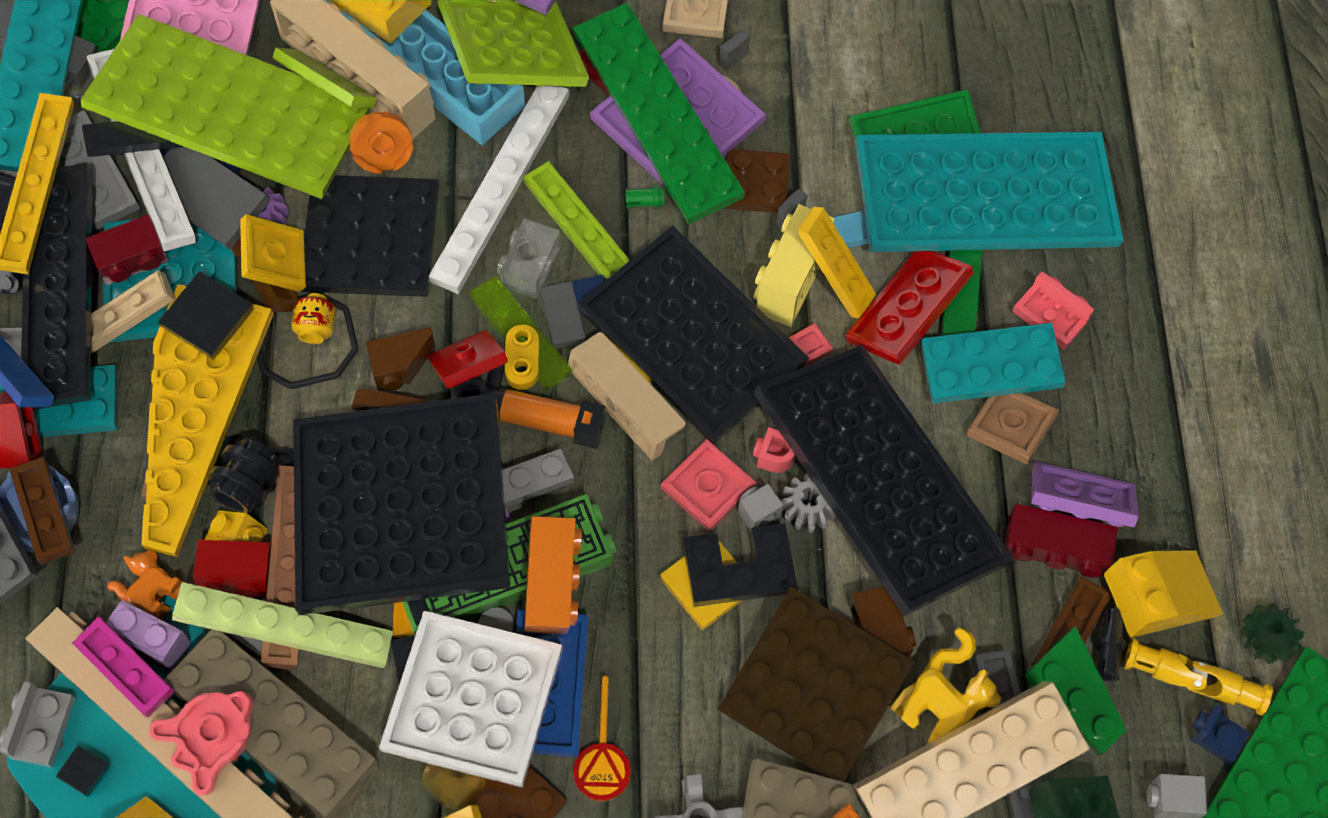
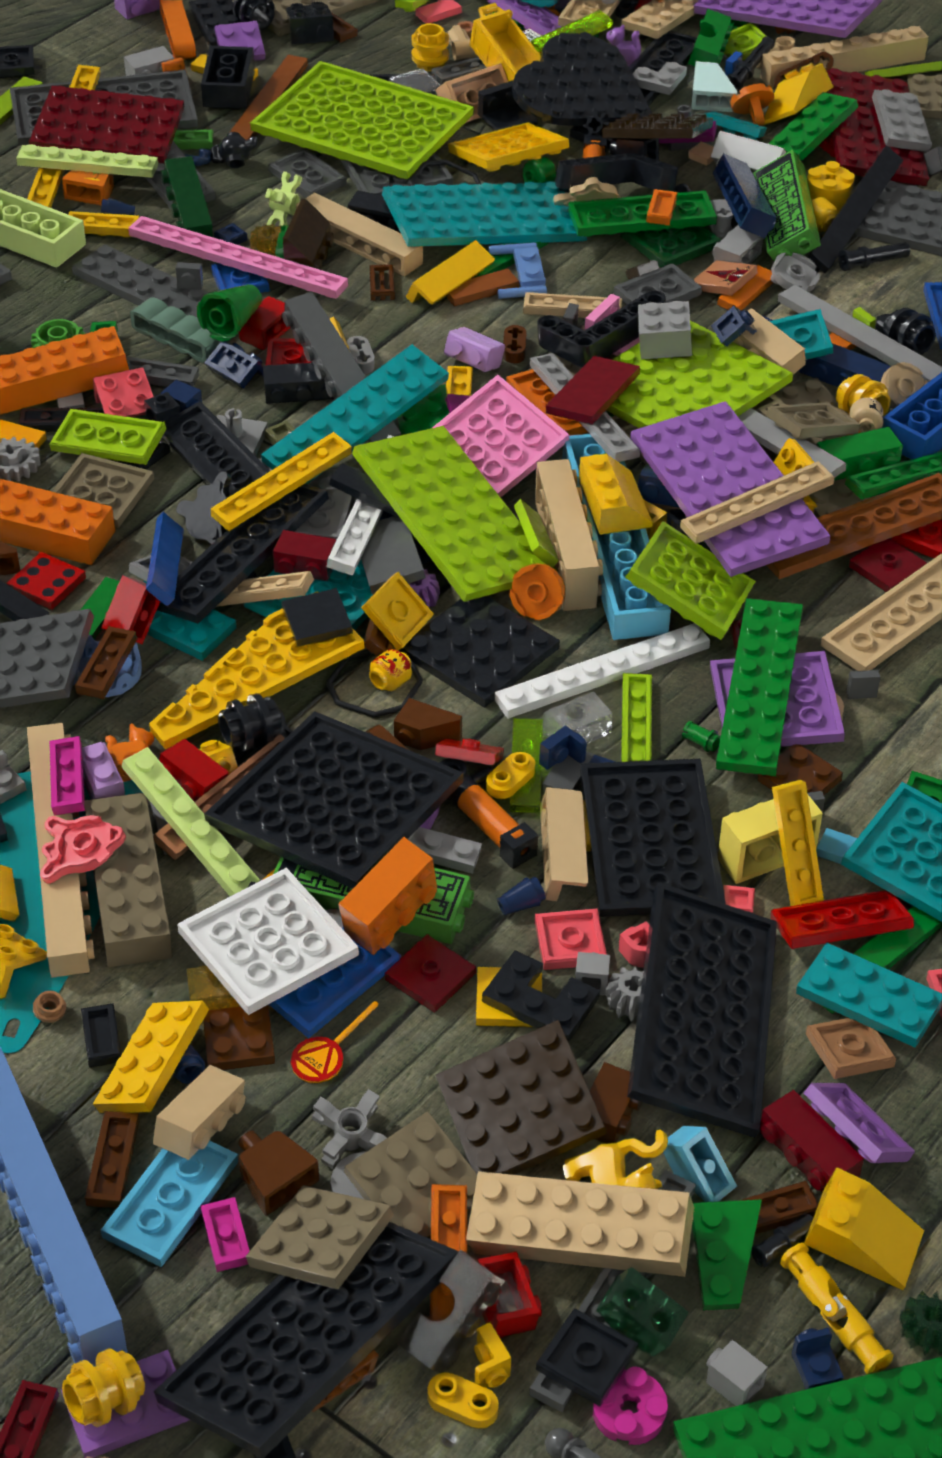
camera: 40 degrees right, 20 degrees down
(545, 293) = (560, 745): none -> dark blue bracket
(623, 610) = (430, 973): none -> dark red plate
(636, 473) = (522, 896): none -> dark blue cone
(995, 626) = (698, 1160): none -> medium azure slope

